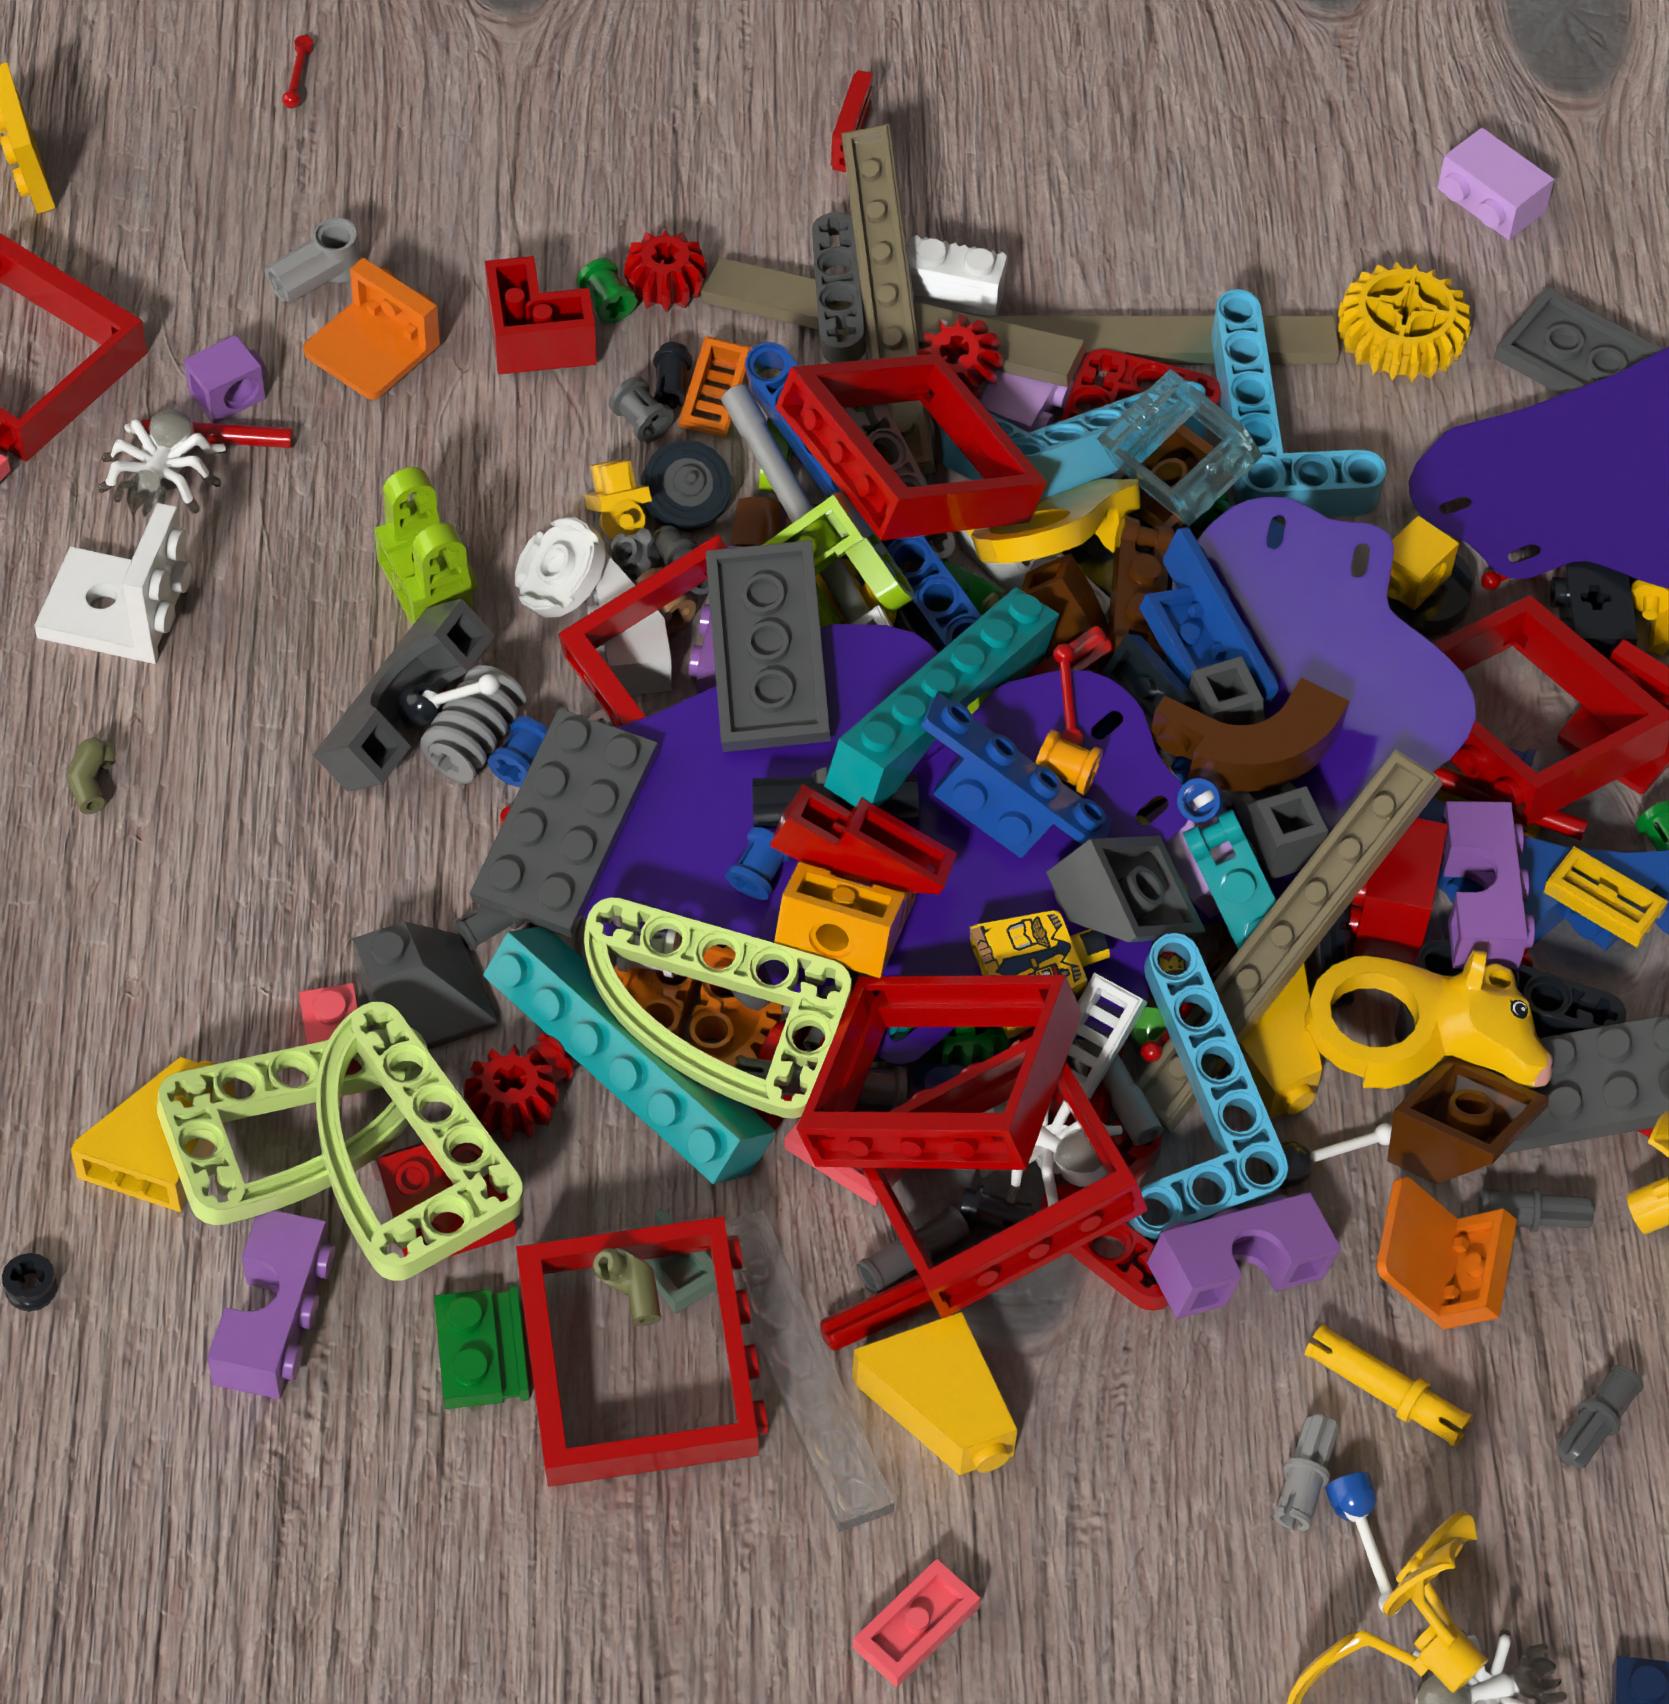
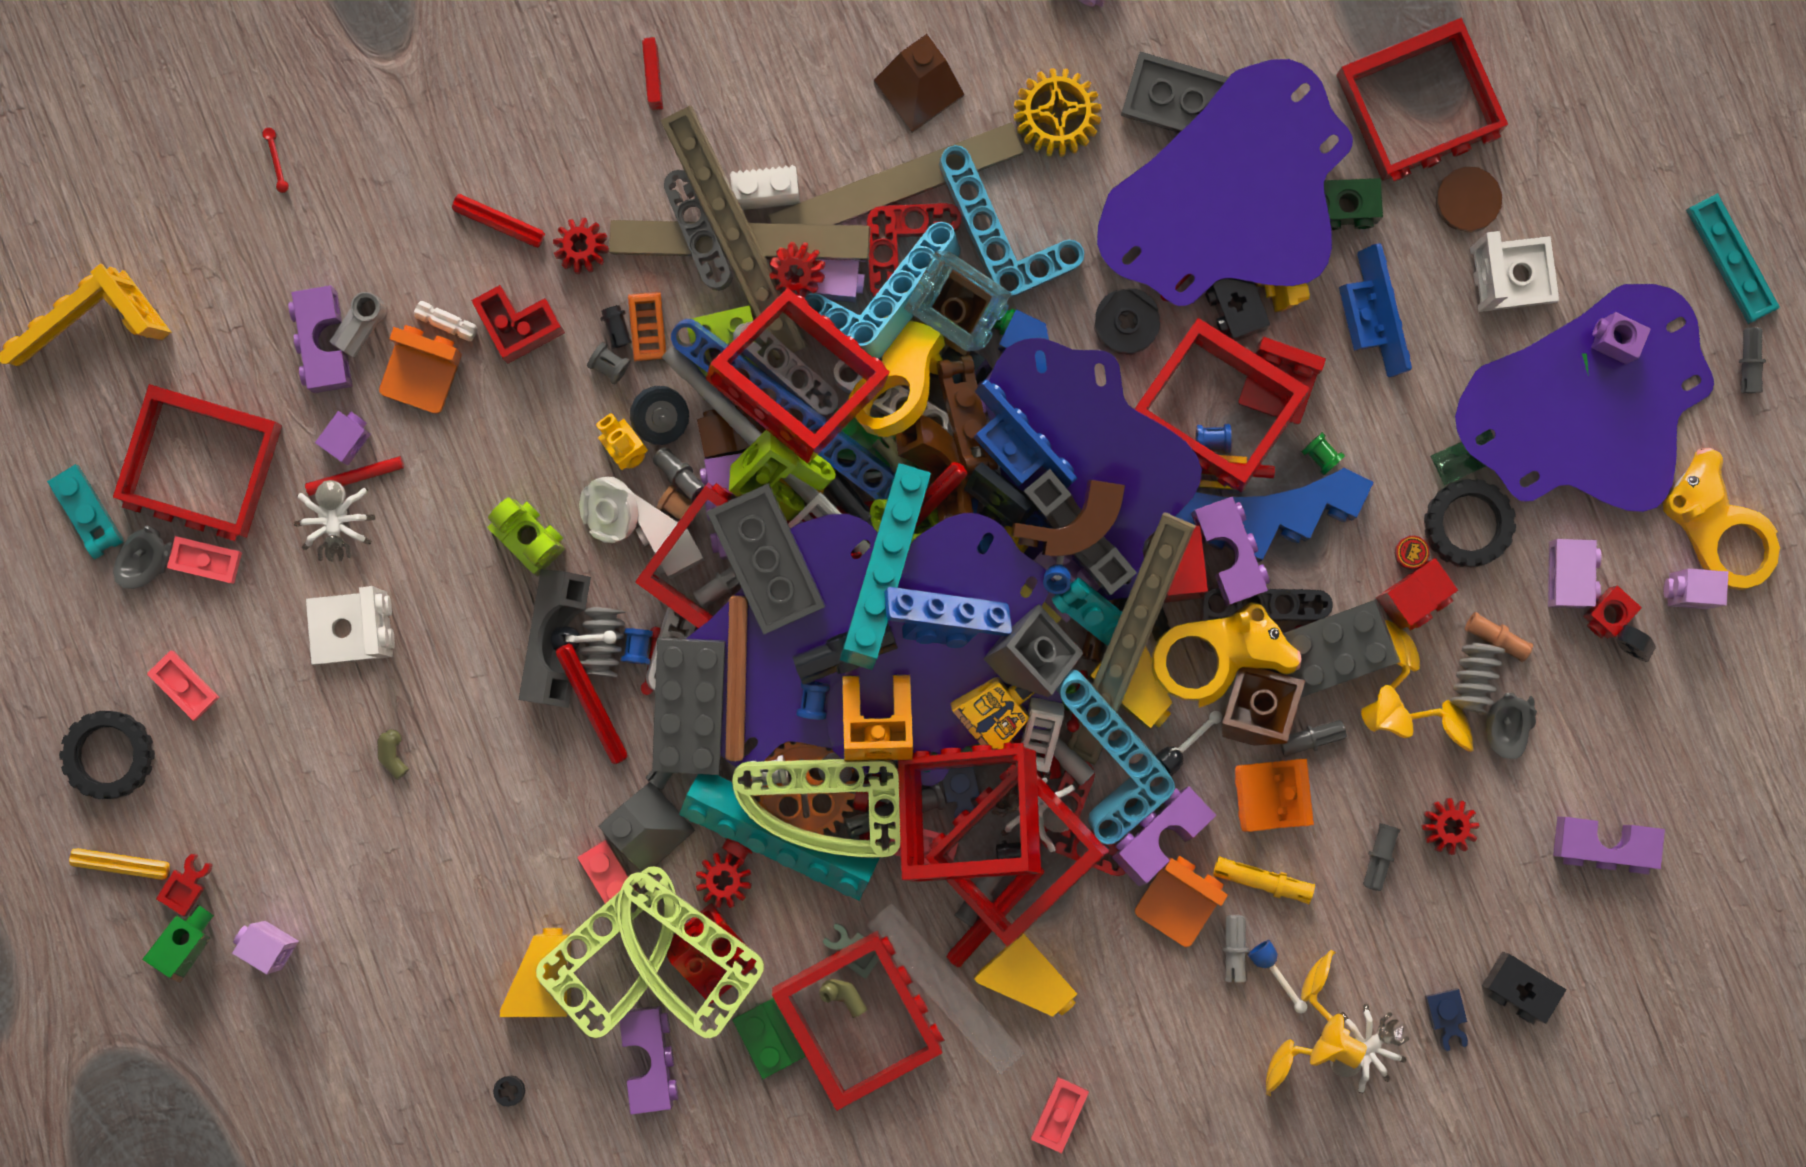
camera: 20 degrees left, 30 degrees up
(242, 294) = (313, 312): none -> medium lavender arch
(419, 791) = (591, 703): none -> red axle
(458, 317) = (445, 321): none -> white axle
(563, 216) = (498, 220): none -> red axle
(607, 290) = (550, 275): green bush -> none
(635, 552) = (654, 479): dark grey plate -> none
(657, 794) = (736, 678): none -> nougat axle
(861, 844) = (875, 689): red slope -> none
(1064, 655) = (968, 561): red hinge -> none
(1070, 761) = (972, 582): light orange bush -> none
(1219, 235) = (919, 83): none -> reddish brown slope
(1242, 1363) = (1180, 901): none -> orange bracket
(1420, 562) = (1122, 319): yellow brick -> none
(1601, 901) = (1273, 518): yellow tile -> none

